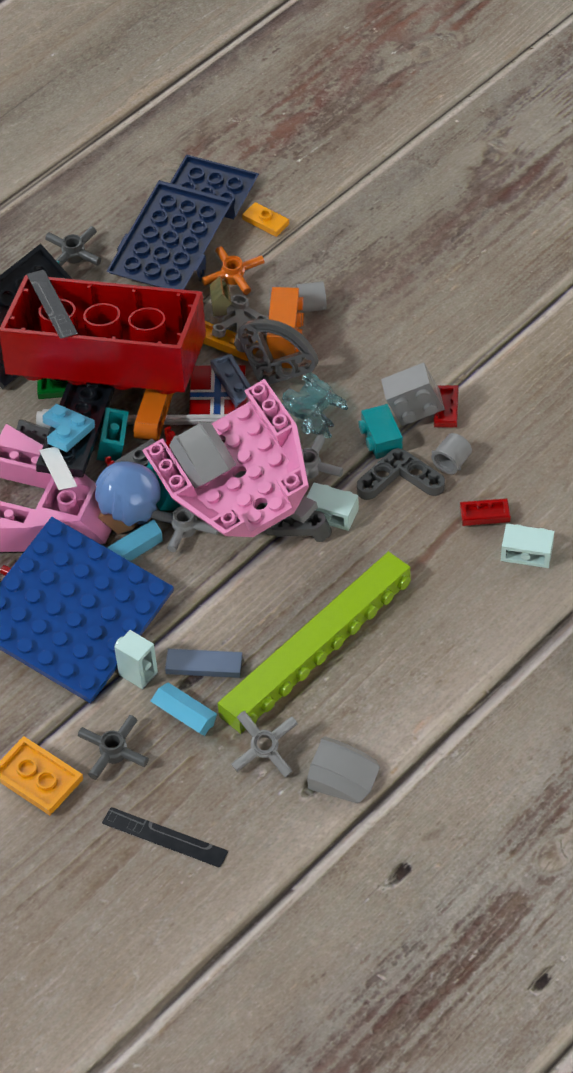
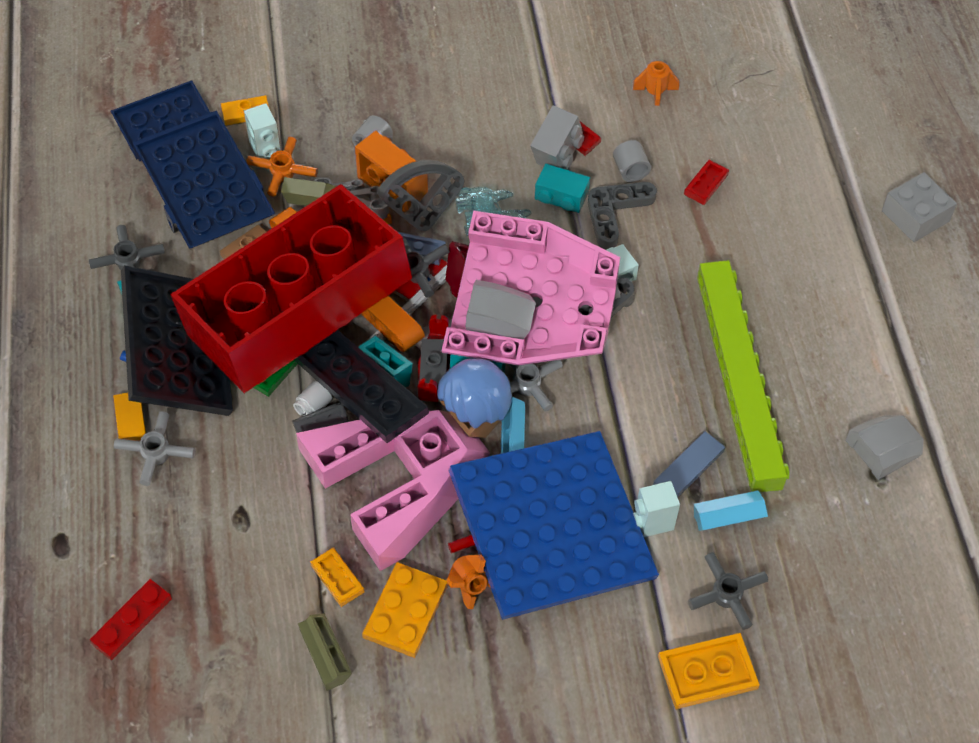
camera: 55 degrees left, 5 degrees up
(52, 304) = (236, 295): black sticker -> none
(58, 468) = (408, 422): white sticker -> none
(68, 425) = (360, 381): medium azure plate -> none
(165, 837) = (846, 615): black sticker -> none
(212, 395) = (419, 266): none -> dark grey bar
(245, 236) = (262, 131): none -> light aqua brick
(271, 753) = (823, 469): light grey bar -> none
(527, 545) = (766, 179): light aqua brick -> none
(554, 419) = (656, 79): none -> orange brick

